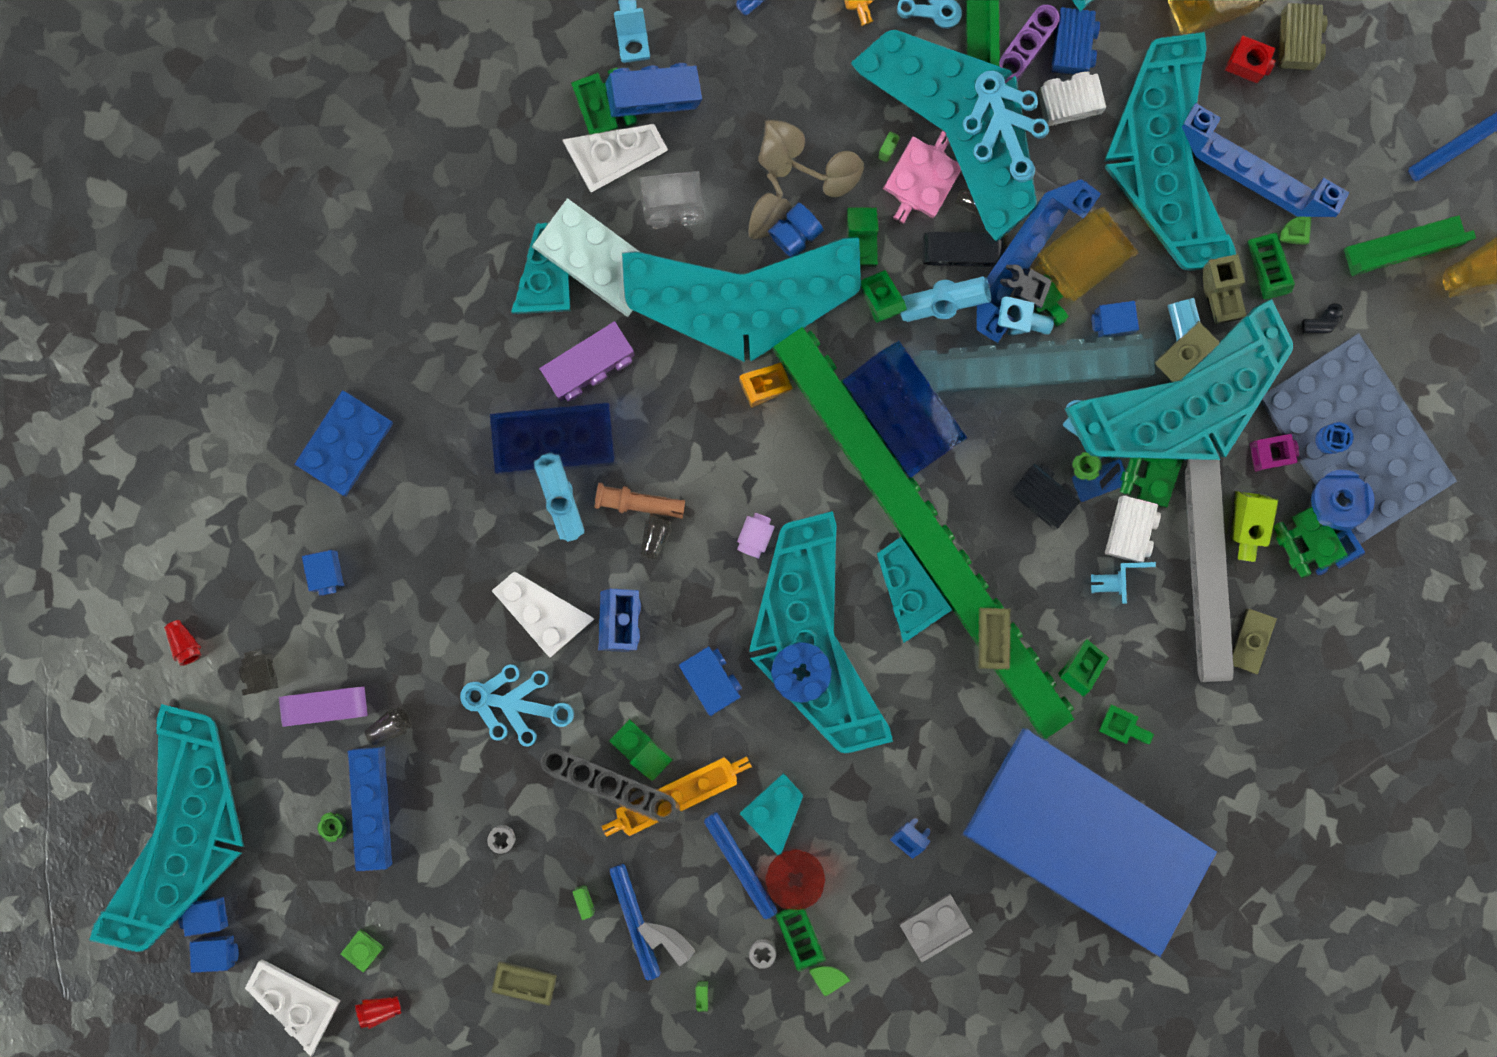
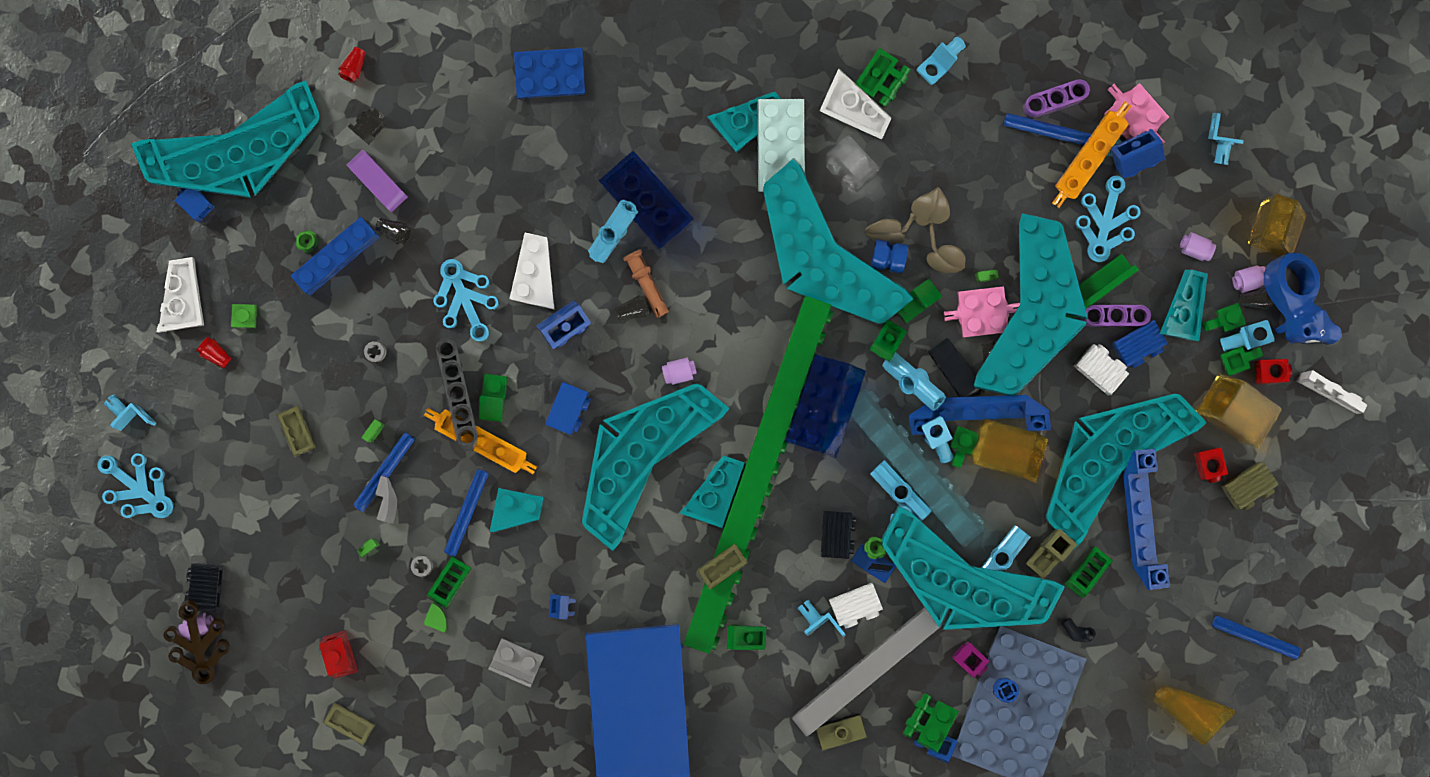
camera: 50 degrees right, 0 degrees up
(213, 954) = (175, 225): blue brick -> none
(323, 572) = (459, 119): blue brick -> none
(588, 362) = (711, 187): medium lavender brick -> none
(653, 90) = (912, 102): blue brick -> none
(765, 384) = (779, 308): light orange slope -> none
(786, 681) = (601, 457): blue plate -> none
(795, 897) = (490, 563): clear red plate -> none
(1003, 120) = (1051, 335): medium azure plant -> none
(1028, 283) = (962, 426): black plate -> none
(1030, 399) = (890, 480): none -> medium azure piece
(1115, 319) = (981, 498): blue brick -> none
(1121, 725) = (727, 687): green plate -> none
(1157, 481) = (899, 599): green plate -> none
(1187, 352) = (991, 557): olive plate -> none
(1250, 511) = (922, 671): lime torso -> none
(1296, 231) = (1123, 572): bright green tile -> none
(1330, 512) = (957, 723): blue plate -> none
(1407, 245) = (1165, 649): green fence -> none

